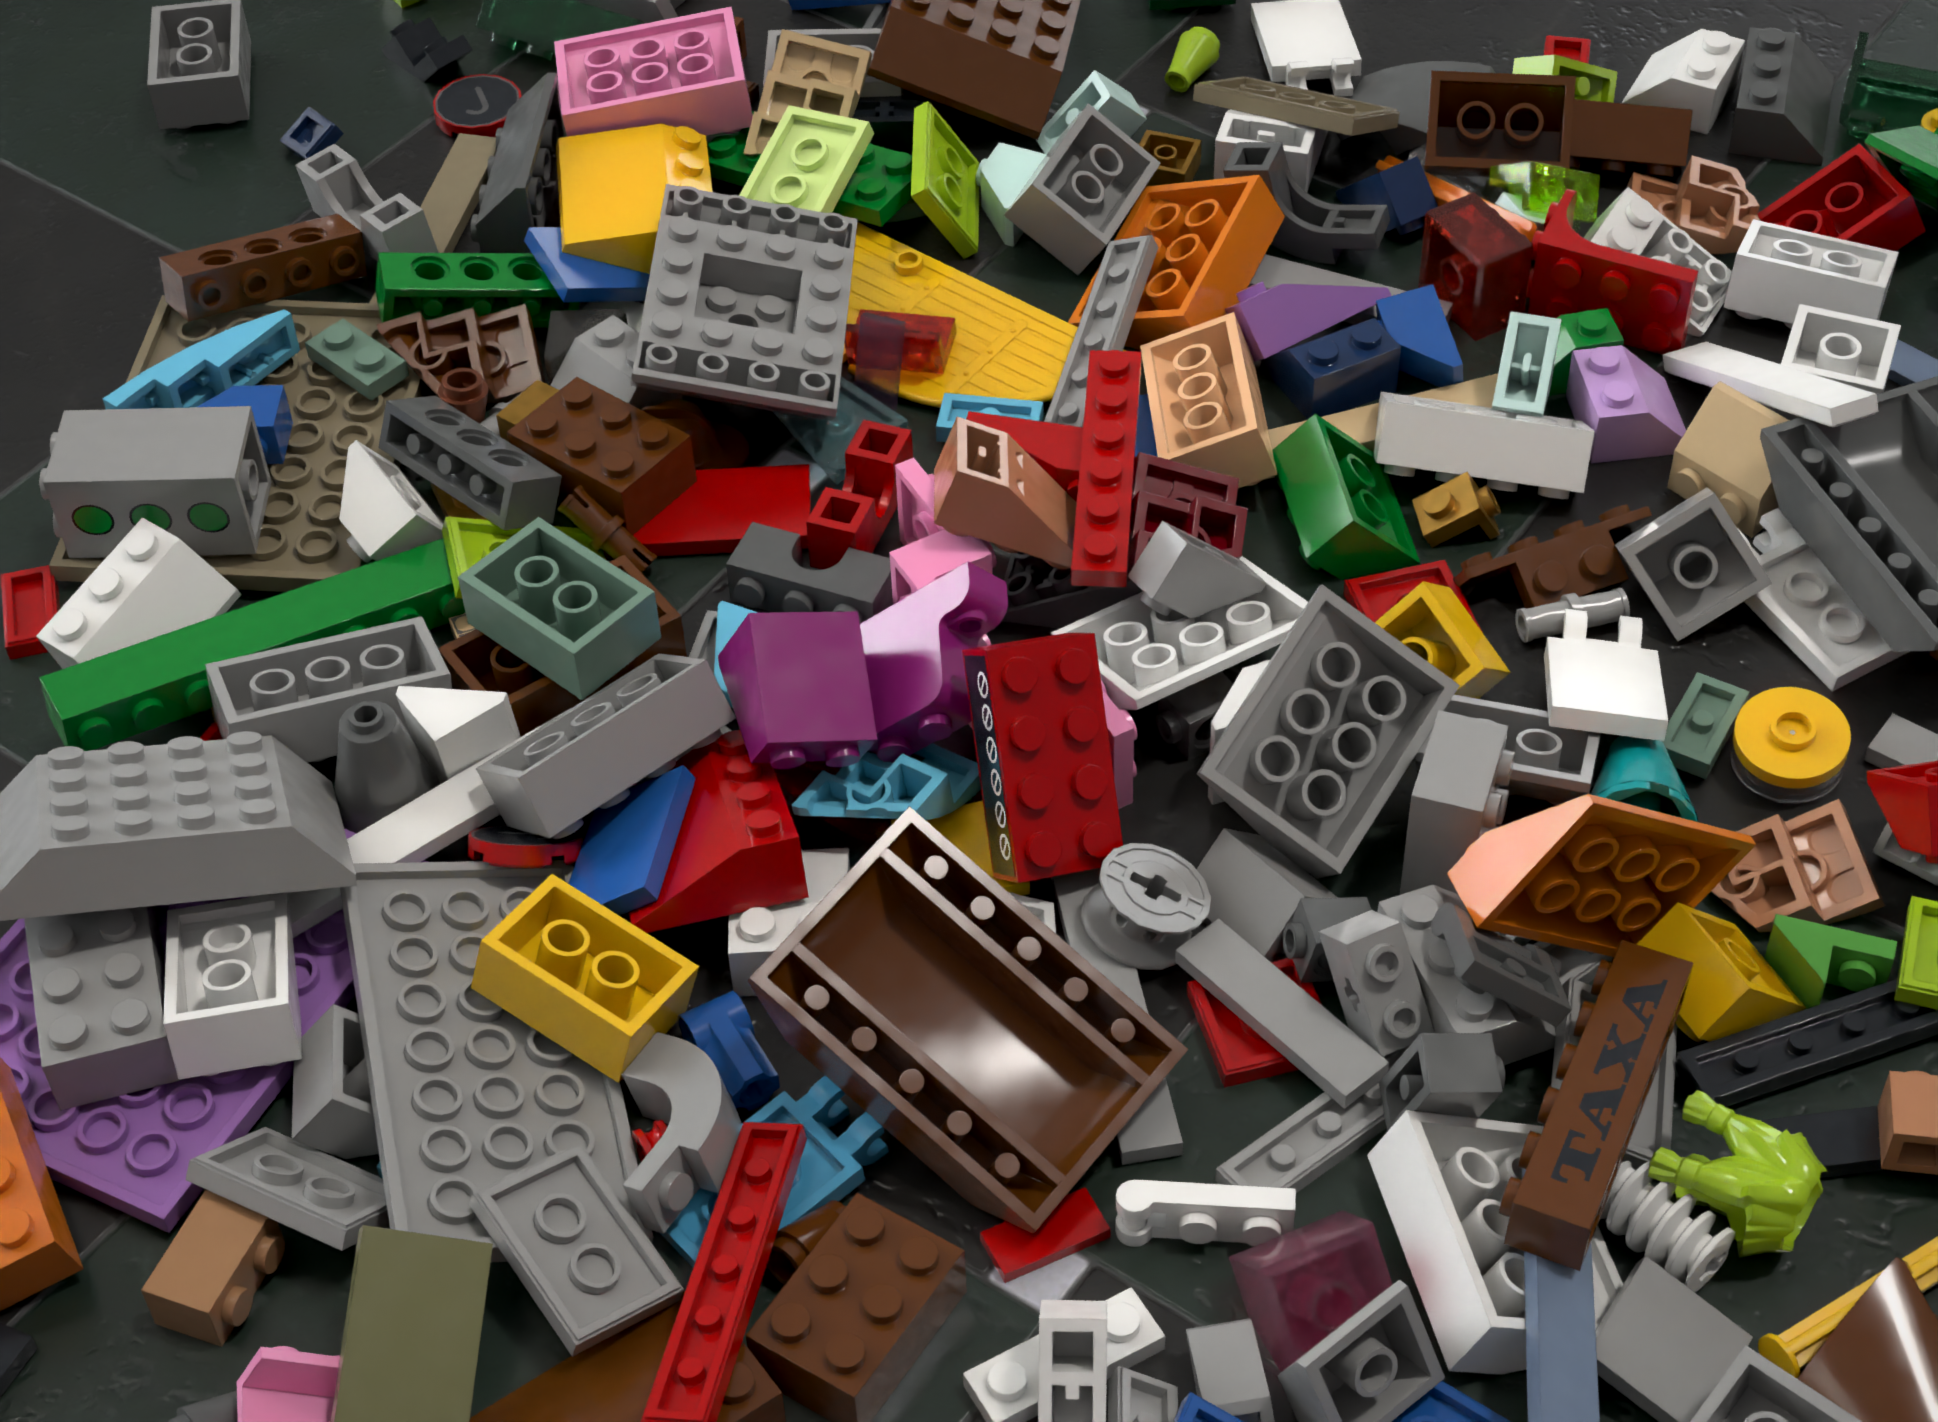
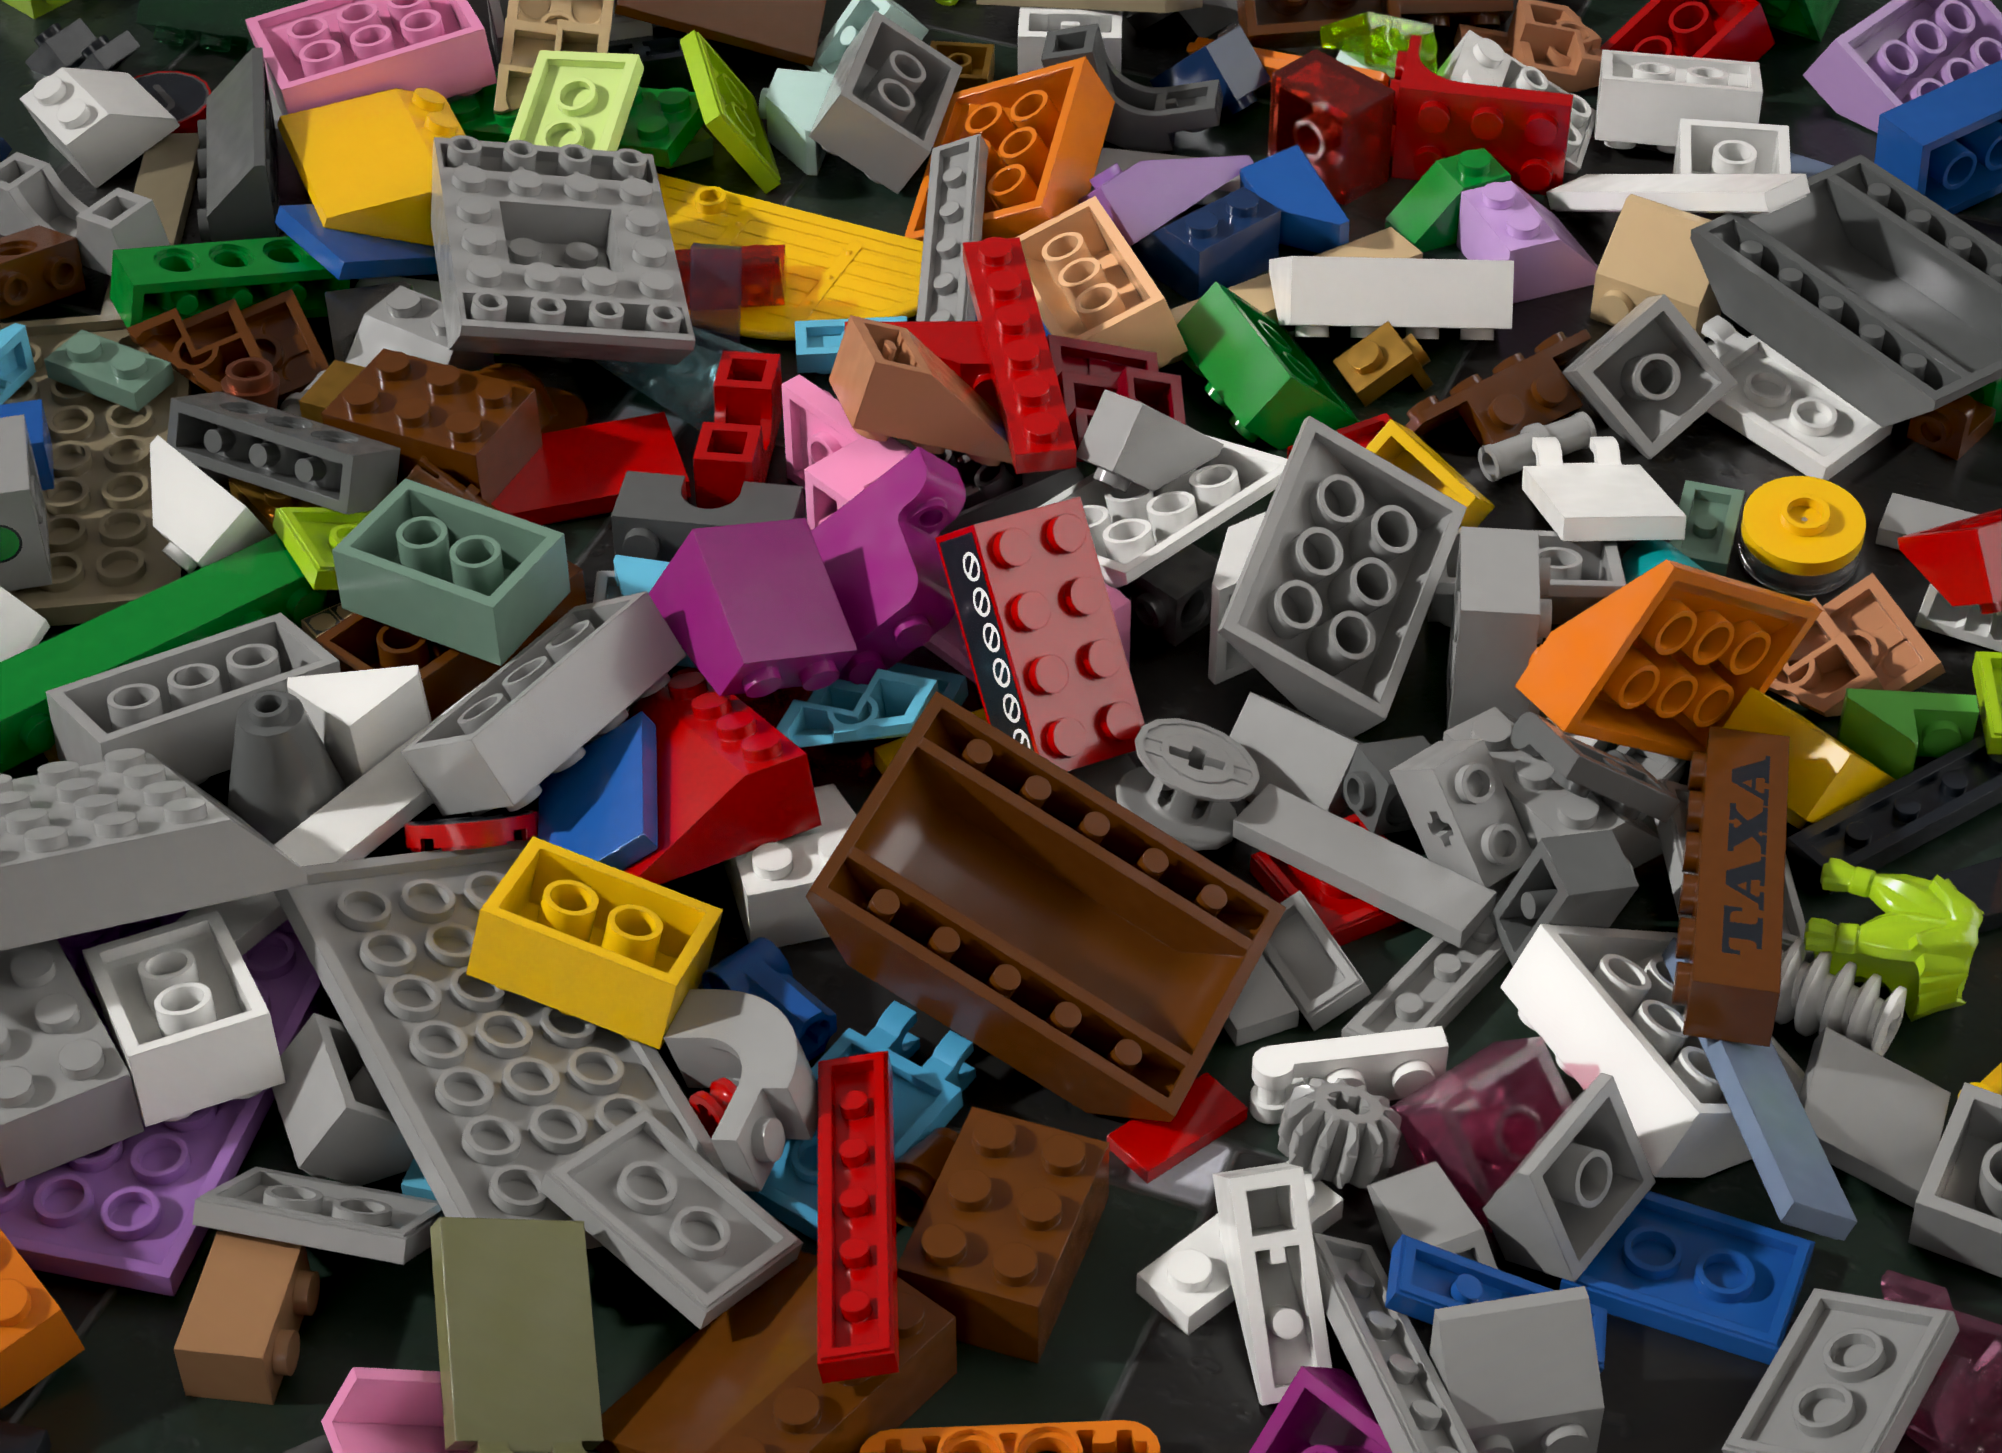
camera: 15 degrees left, 5 degrees down
(417, 115) = (98, 119): none -> white slope
(1176, 1273) = (1339, 1132): none -> light grey gear
(1207, 1098) = (1312, 964): none -> light grey tile
(1527, 364) = (1418, 208): light aqua slope -> none

